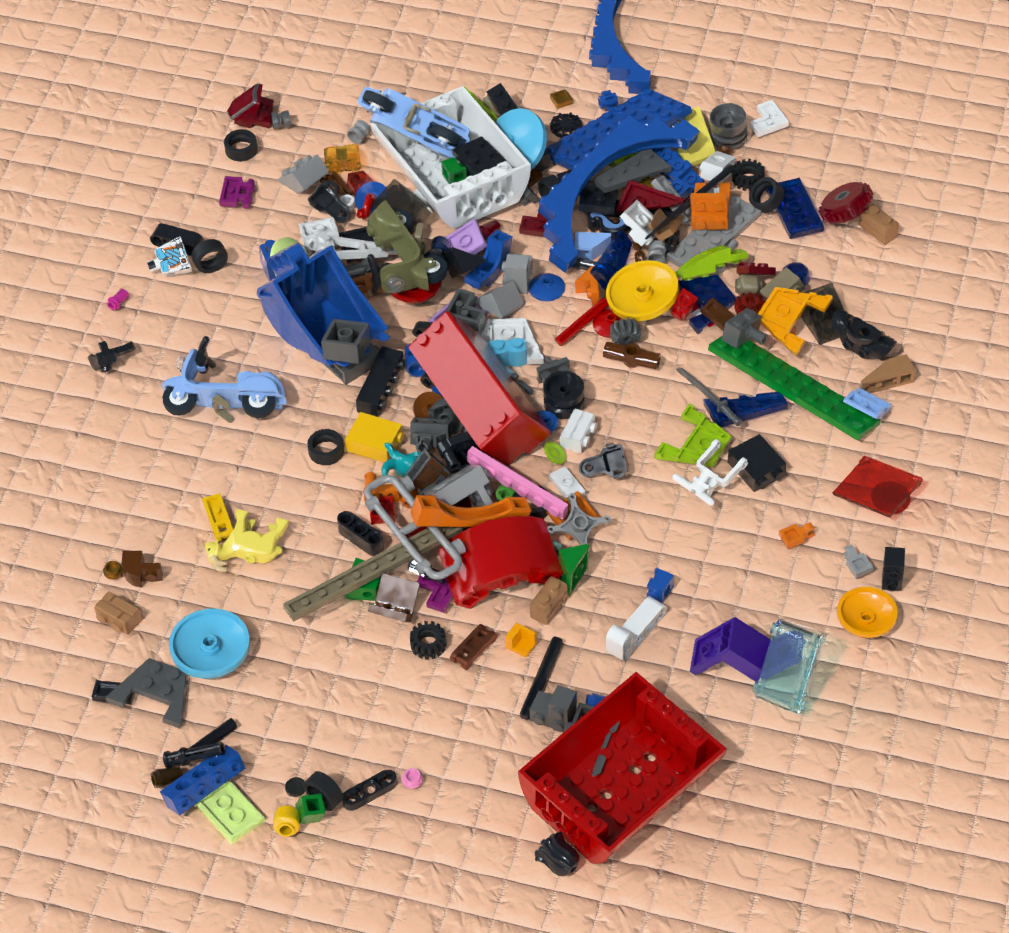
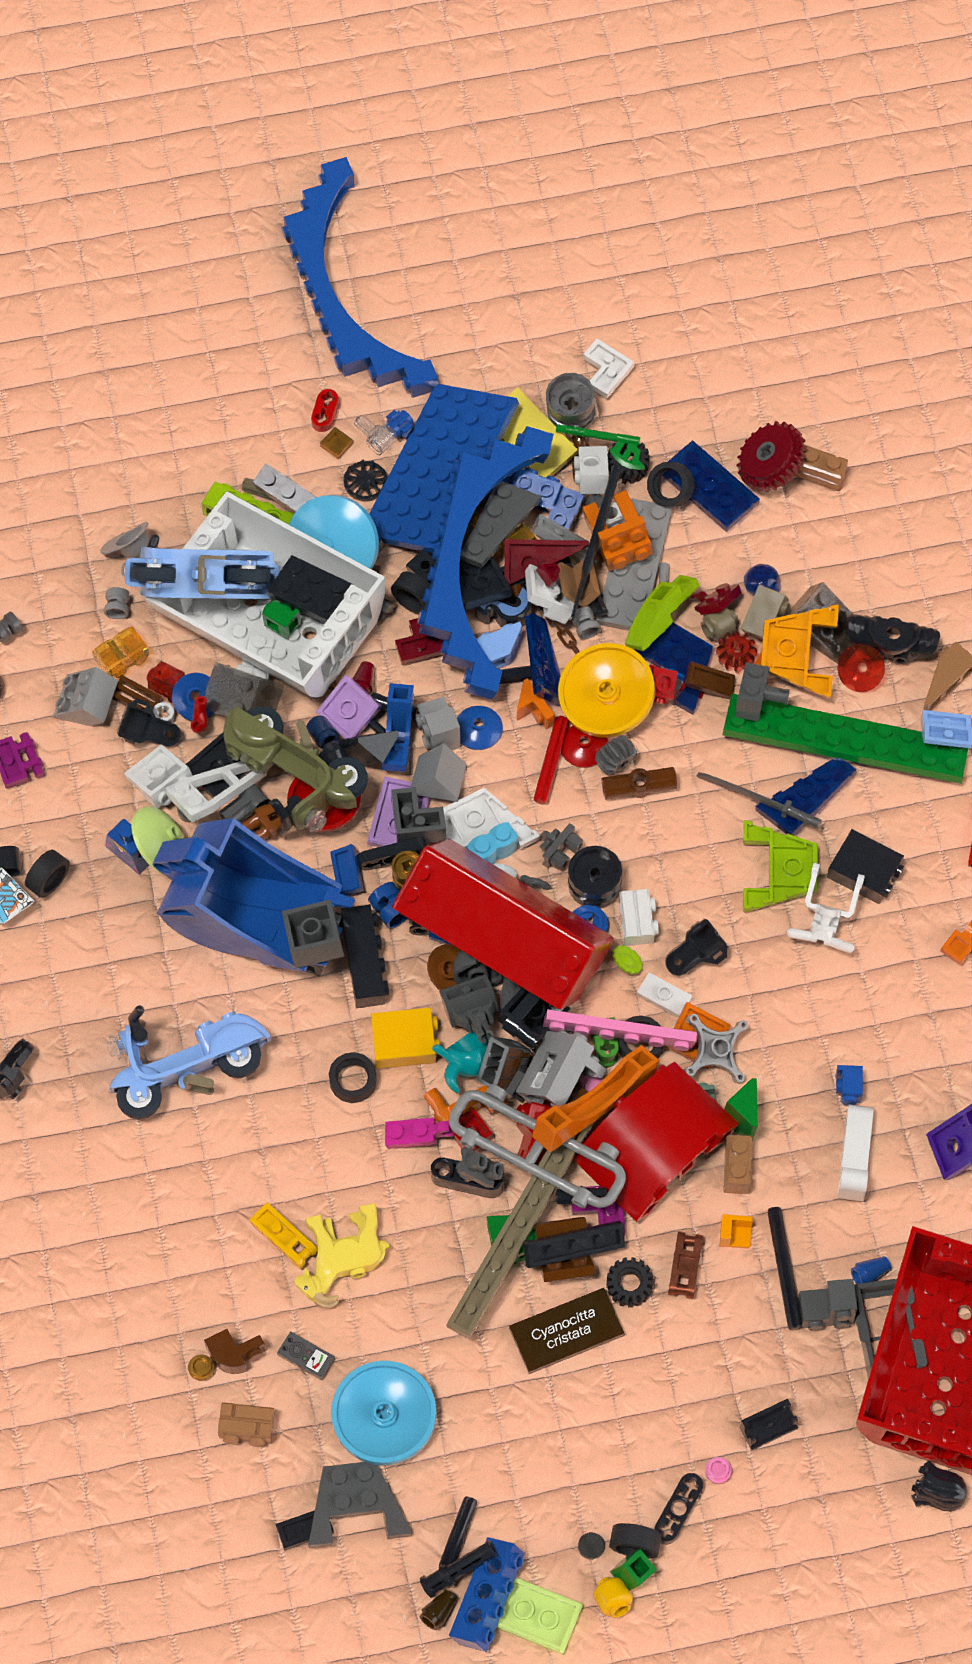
camera: 30 degrees left, 15 degrees up
(184, 593) = (305, 1355): none -> dark grey tile
(343, 493) = (415, 1132): none -> dark pink plate
(365, 521) = (479, 1168): none -> dark grey hips
(366, 651) = (566, 1330): none -> dark brown tile
(402, 597) = (574, 1244): none -> black tile
(403, 331) = (347, 869): none -> blue tile
(465, 764) = (769, 1424): none -> black hinge
(565, 78) = (329, 411): none -> red beam
(589, 103) = (378, 437): none -> clear axle
(647, 210) = (548, 573): none -> dark red tile
(754, 161) = (620, 439): none -> green piece
(825, 343) = (850, 672): none -> clear red dish

